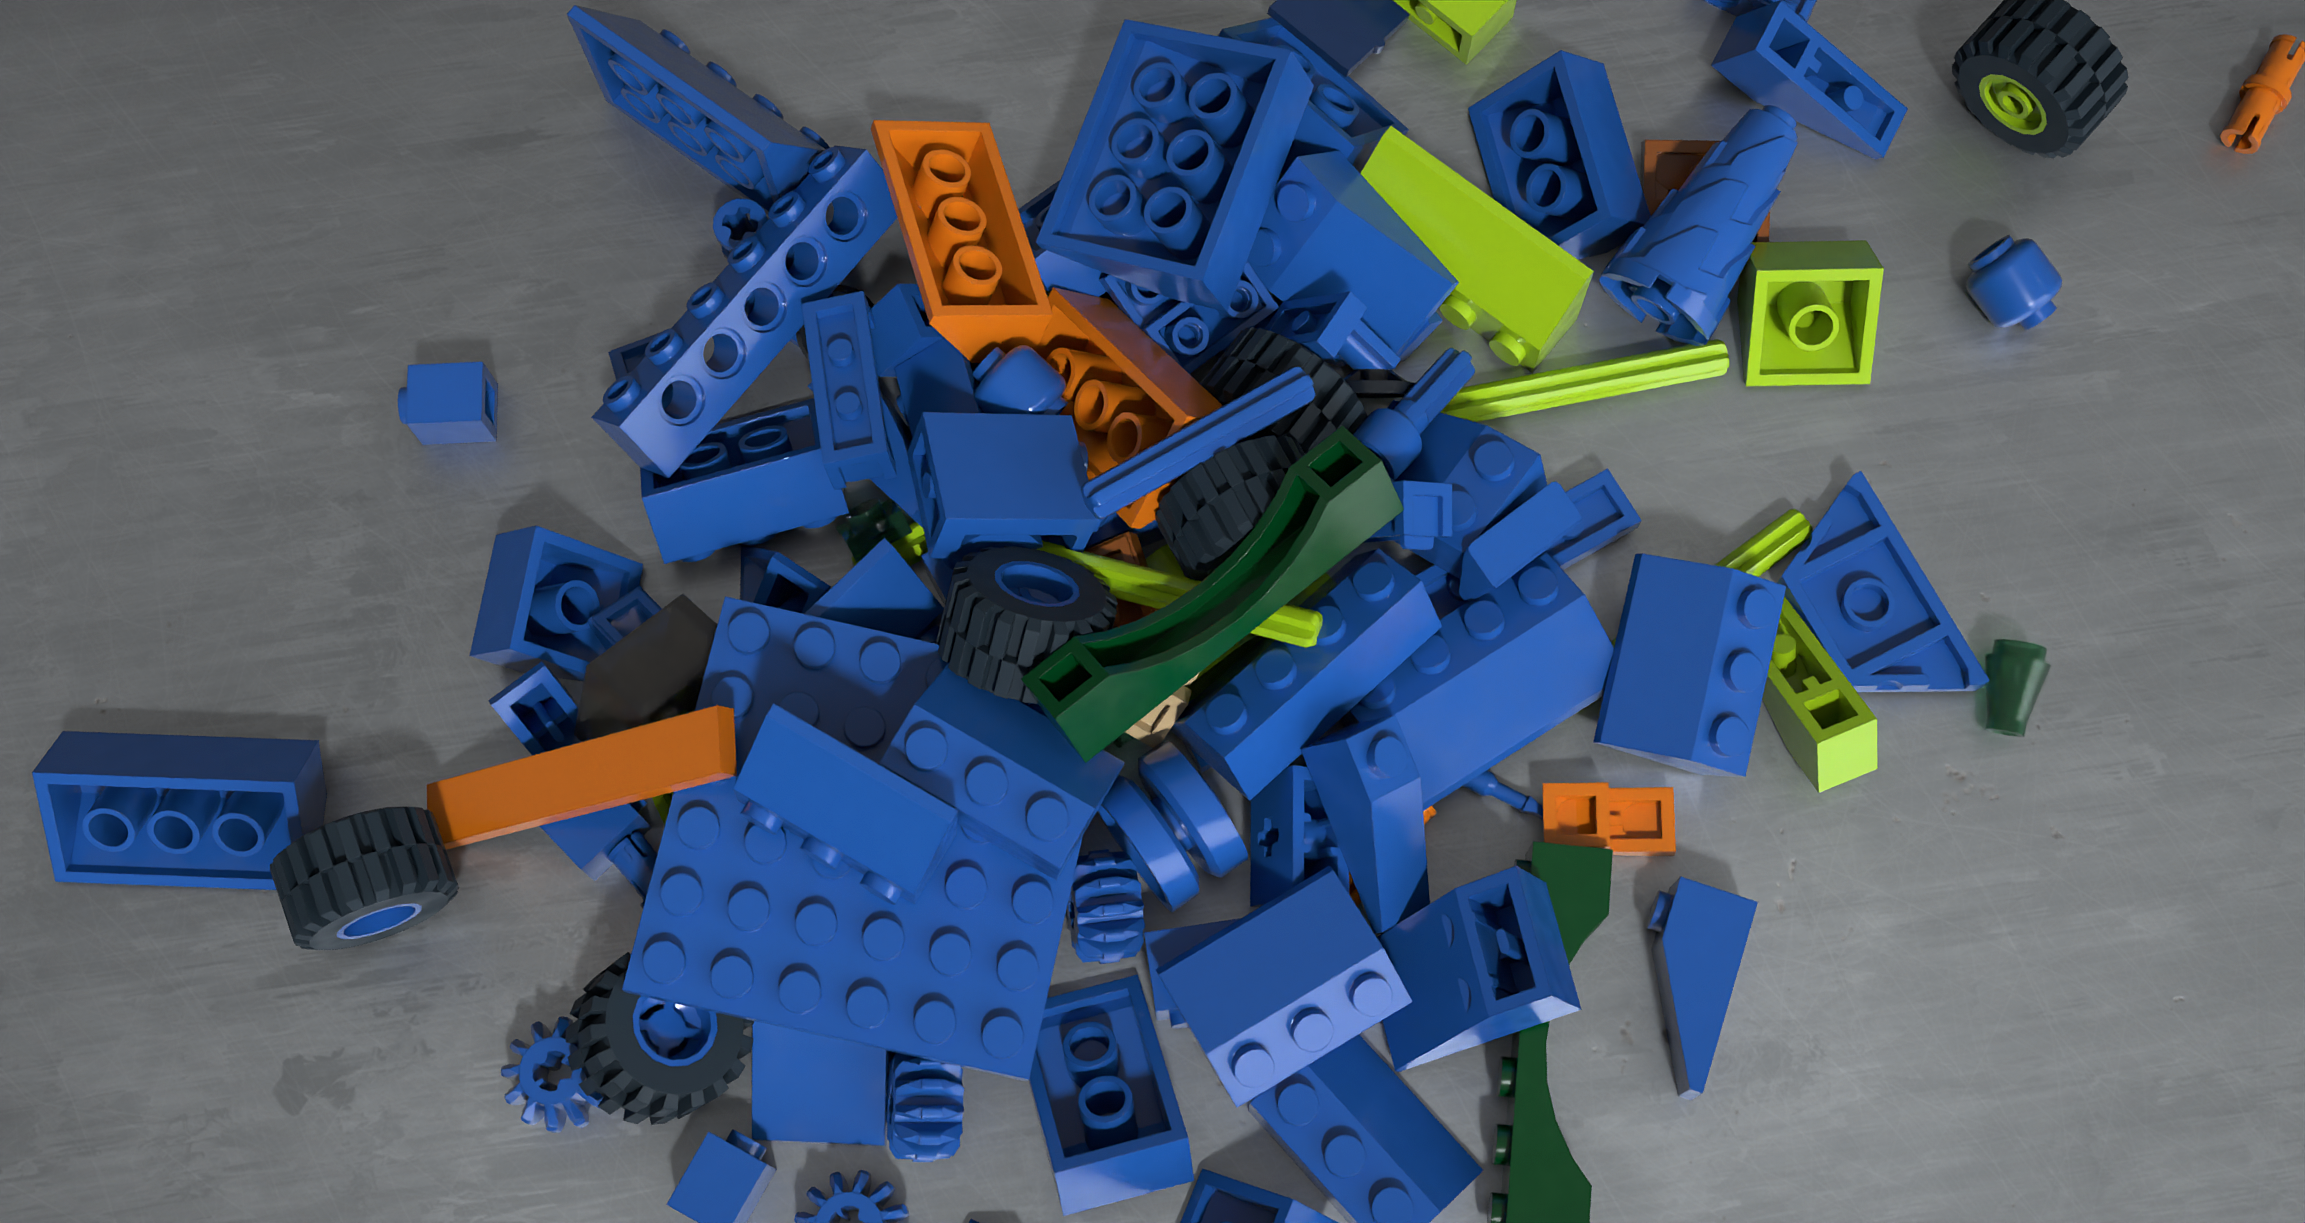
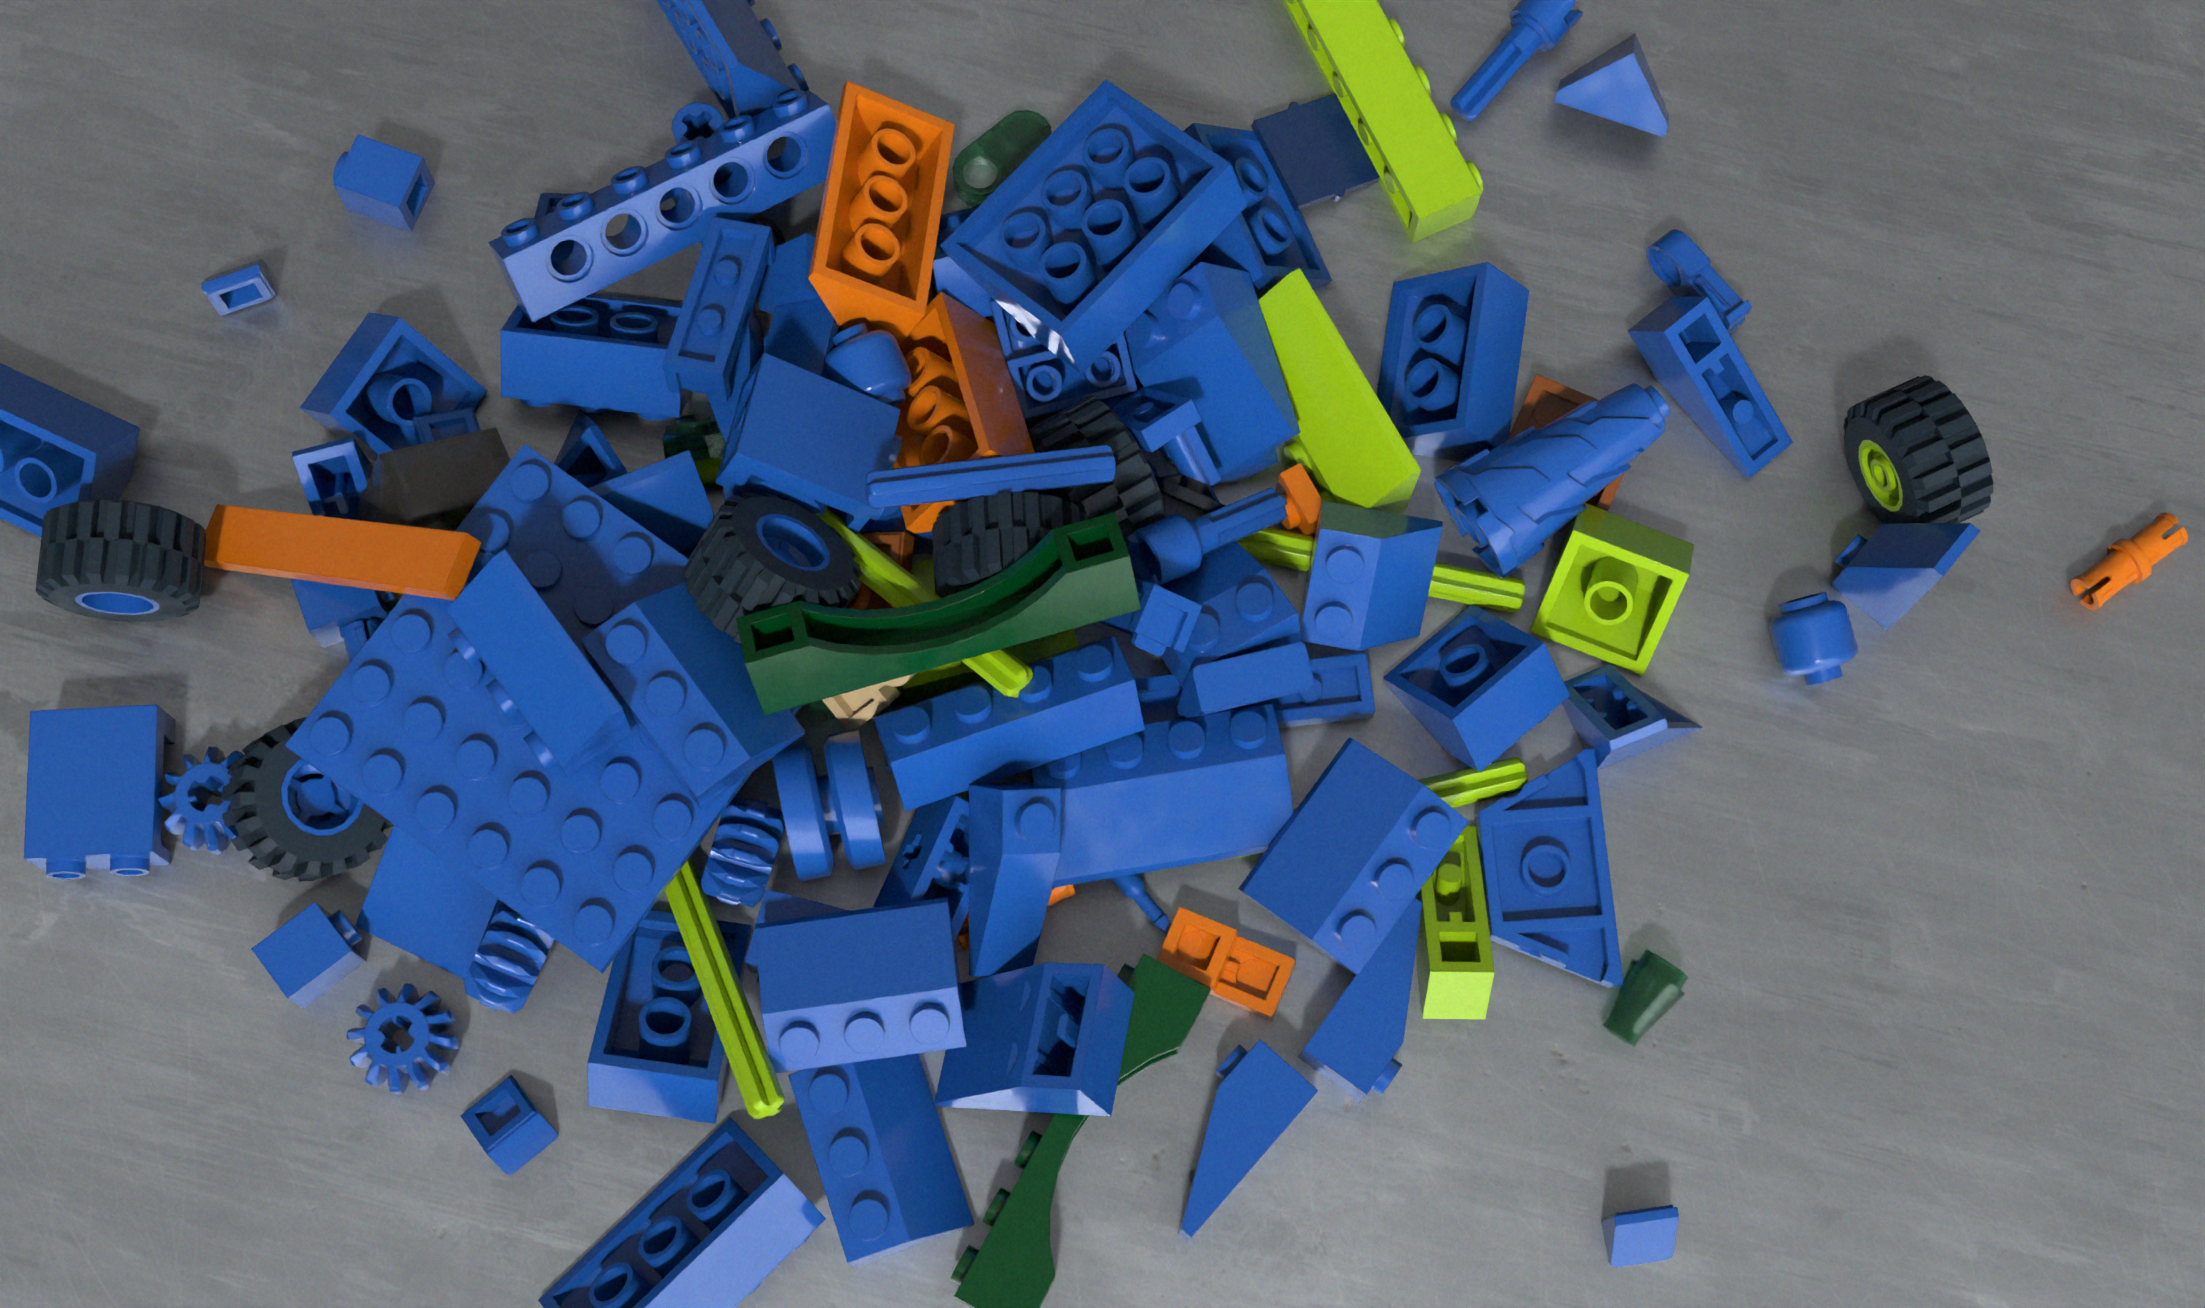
camera: 15 degrees right, 0 degrees up
(352, 562) = (239, 287): none -> blue slope
(437, 1114) = (96, 790): none -> blue panel
(1048, 128) = (1002, 149): none -> clear green piece
(1156, 1054) = (724, 994): none -> lime axle
(1489, 352) = (1301, 499): none -> orange plate
(1578, 394) = (1367, 577): none -> blue slope
(1725, 456) = (1478, 686): none -> blue slope
(1769, 815) = (1369, 1019): none -> blue slope
(1863, 431) = (1619, 717): none -> blue slope
(2071, 181) = (1899, 566): none -> blue slope
(2111, 911) = (1640, 1235): none -> slope

